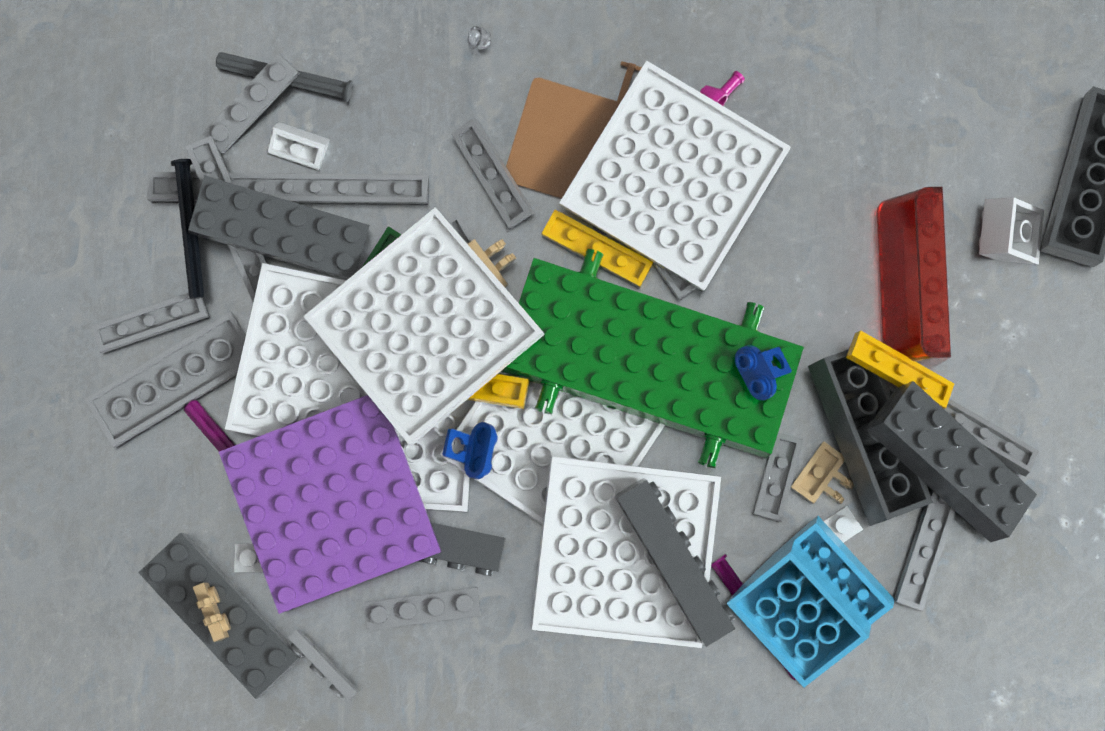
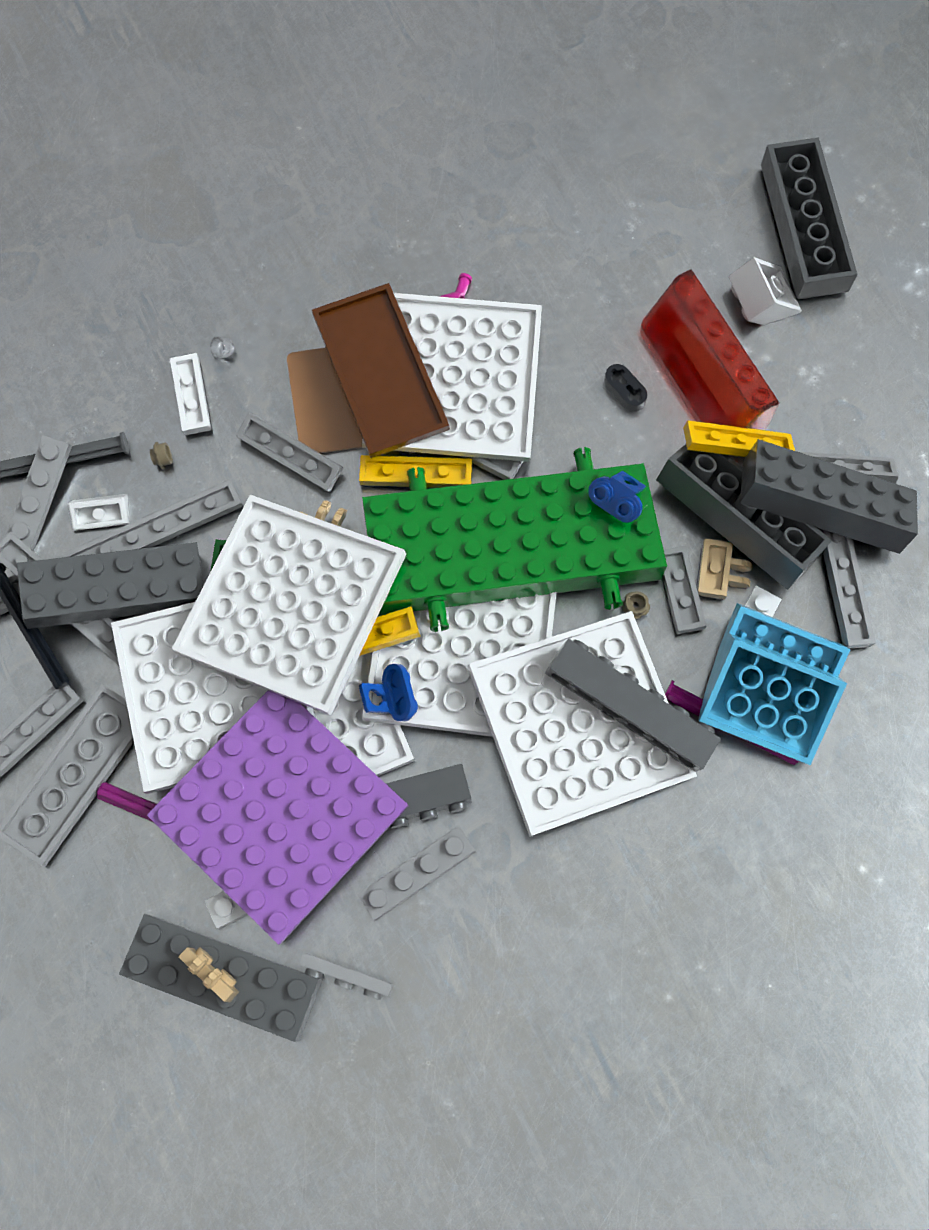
camera: 25 degrees left, 10 degrees down
(376, 118) = (161, 455): none -> dark tan plate
(429, 71) = (190, 394): none -> white plate
(609, 140) = (380, 370): none -> reddish brown tile
(738, 469) = (639, 598): none -> dark tan plate
(837, 258) = (628, 385): none -> black beam

